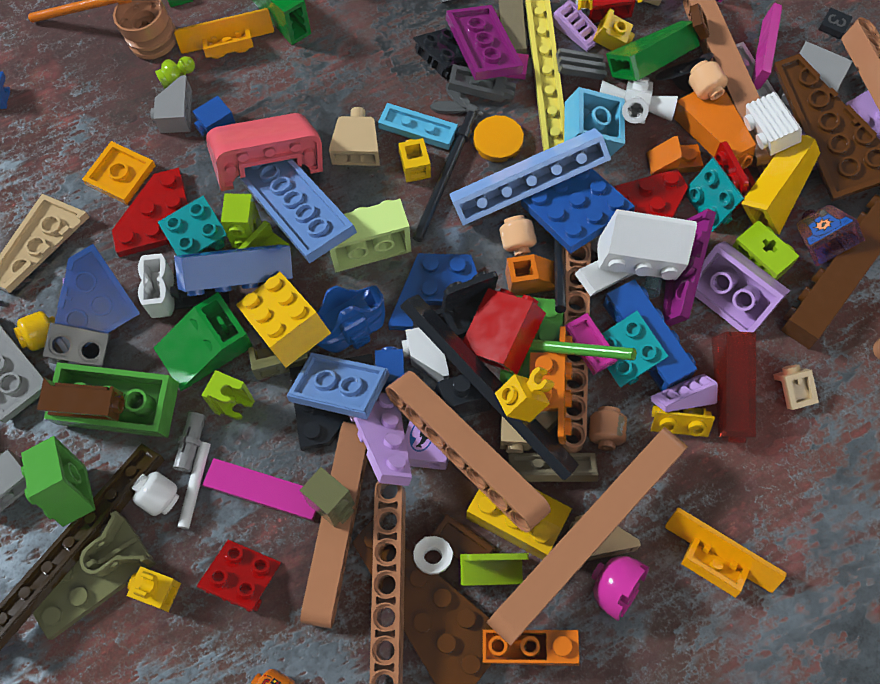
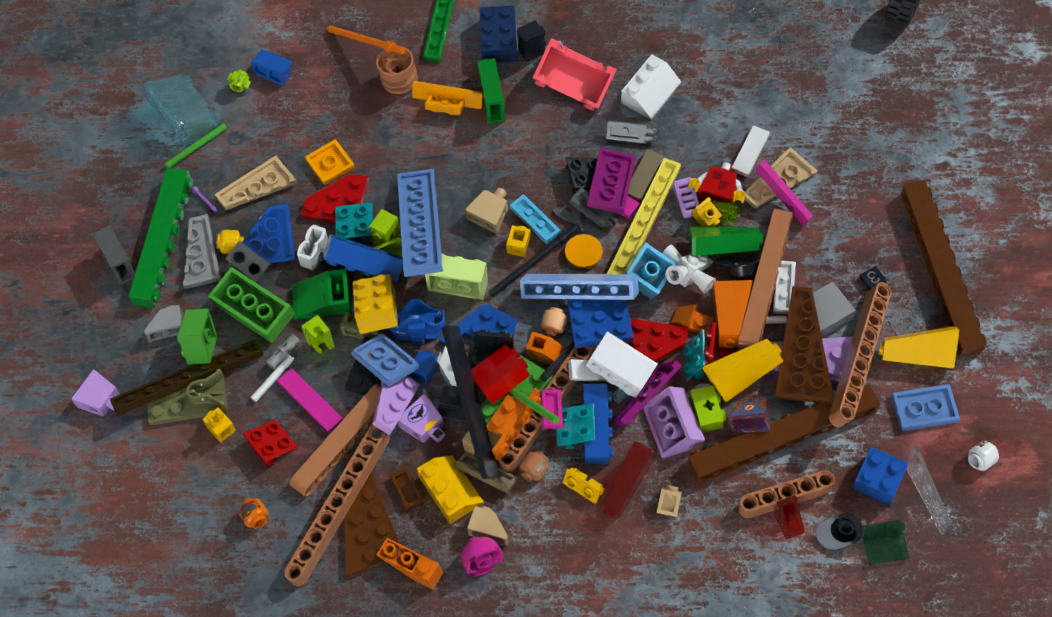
camera: 30 degrees right, 5 degrees down
(81, 401) = (233, 296): reddish brown window -> none
(155, 493) = (247, 371): white head -> none
(171, 71) = (398, 110): lime animal -> none
(173, 107) = (386, 134): light grey slope -> none
(212, 115) = (406, 154): blue brick -> none
(263, 142) = (425, 186): coral windscreen -> none
(328, 497) = (340, 419): olive brick -> none
(437, 544) = (384, 478): white piece -> none
(468, 451) = (435, 433): nougat beam -> none
(492, 568) = (414, 509): lime panel -> none
(523, 396) = (483, 416): yellow brick -> none
(581, 60) = (670, 223): dark grey tile -> none
(586, 536) = (478, 514): nougat beam -> none
(635, 16) = (728, 210): none -> clear neon green cone
(689, 394) = (595, 470): lavender slope -> none
(699, 21) = (762, 234): reddish brown tile -> none
(708, 80) = (738, 277): light nougat head -> none
(721, 558) = (551, 573): light orange bracket -> none
(766, 46) = (805, 272): dark pink tile -> none
(772, 123) = (755, 326): white brick -> none

